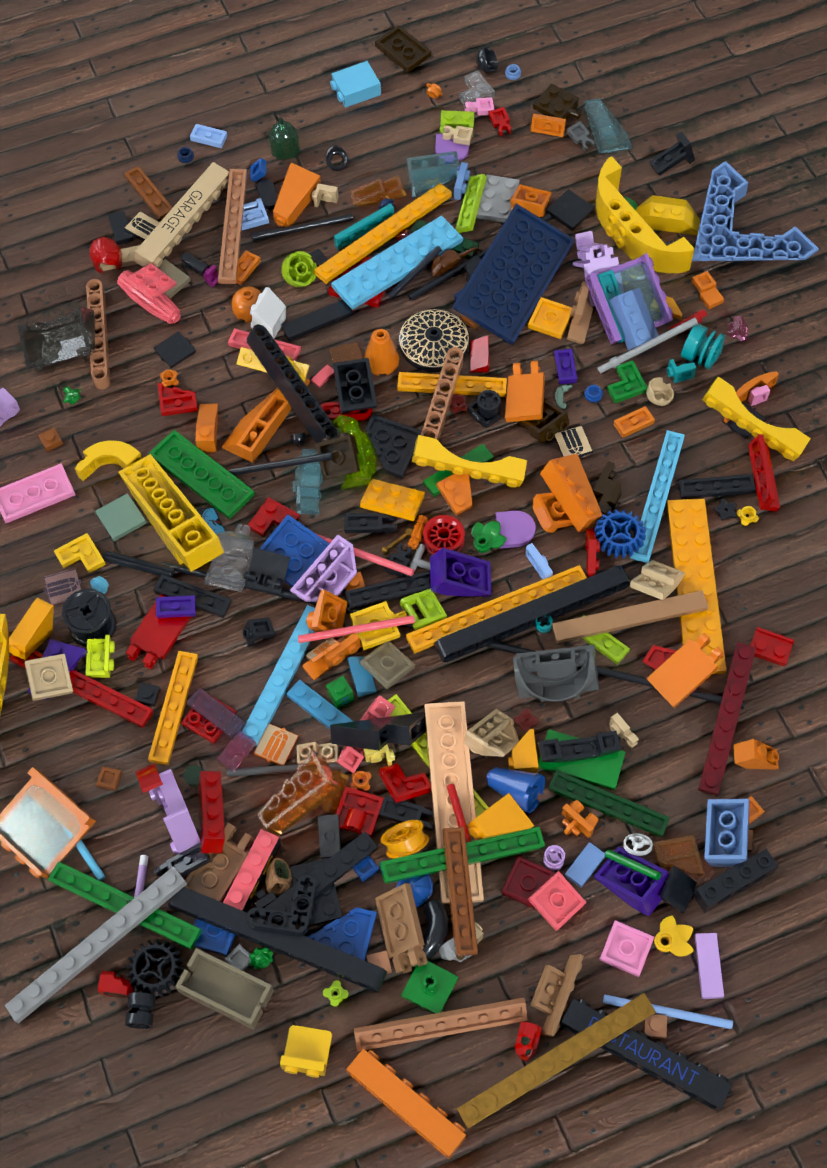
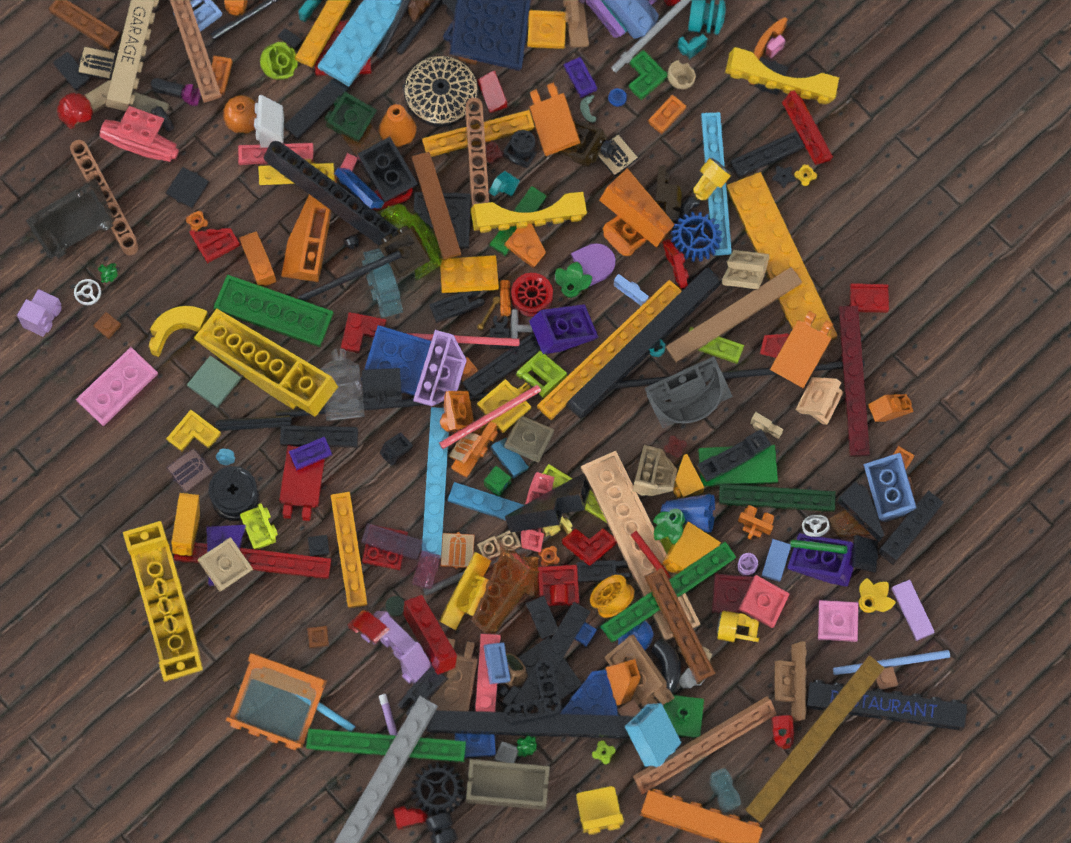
camera: 25 degrees left, 10 degrees up
(48, 409) = (81, 292): none -> white piece
(180, 288) = (167, 123): none -> black arm
(212, 519) = (306, 354): dark azure slope -> none
(263, 862) = (496, 663): none -> medium blue tile
(265, 785) = (468, 592): none -> yellow bracket
(322, 393) = (358, 188): none -> blue plate
(342, 334) = (350, 116): none -> dark green plate
(383, 927) = (623, 680): none -> orange slope
(386, 431) = (436, 205): none -> dark orange tile
(389, 992) = (653, 735): none -> medium azure brick
(442, 1084) = (727, 796): none -> clear light blue brick
(456, 431) = (504, 183): none -> teal bracket
(488, 790) = (668, 527): none -> green plate
(511, 911) = (728, 626): none -> yellow piece
(566, 433) = (608, 149): none -> black plate
(626, 504) = (688, 204): none -> black arm
(654, 485) = (714, 176): none -> yellow piece
(688, 724) = (820, 398): none -> light nougat bracket
(689, 838) = (860, 507): none -> black slope

